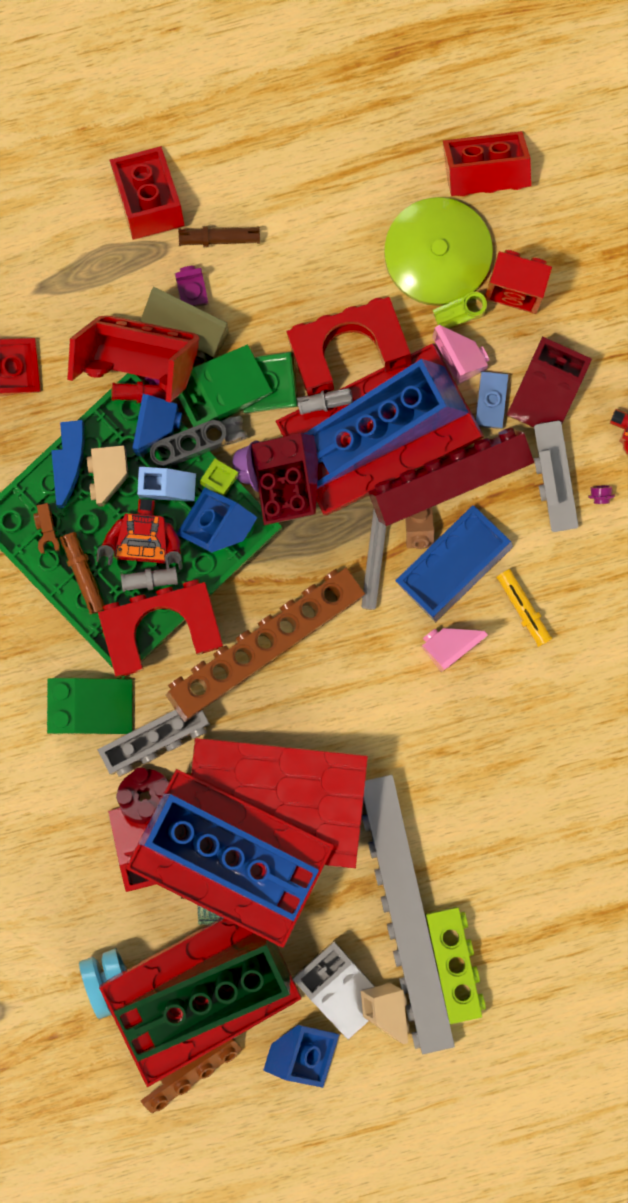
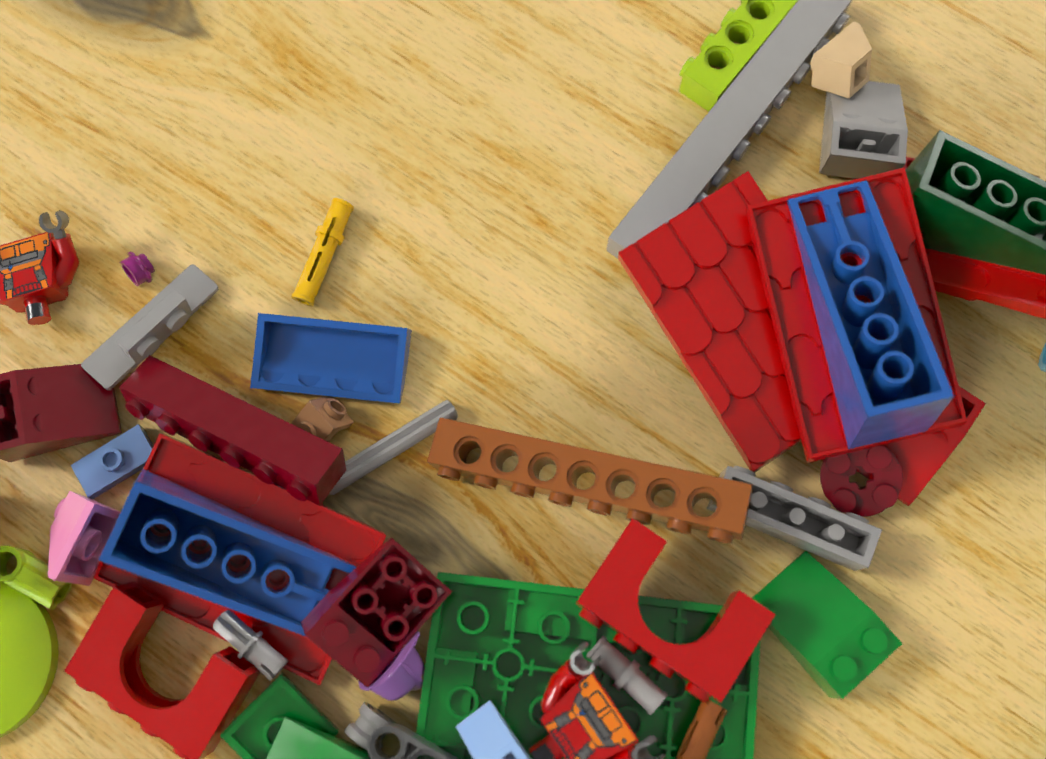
camera: 125 degrees left, 10 degrees down
(216, 522) = (495, 650): blue slope -> none
(219, 477) = (438, 692): lime plate -> none
(302, 1055) = (964, 108): blue slope -> none
(450, 645) = (423, 282): bright pink slope -> none

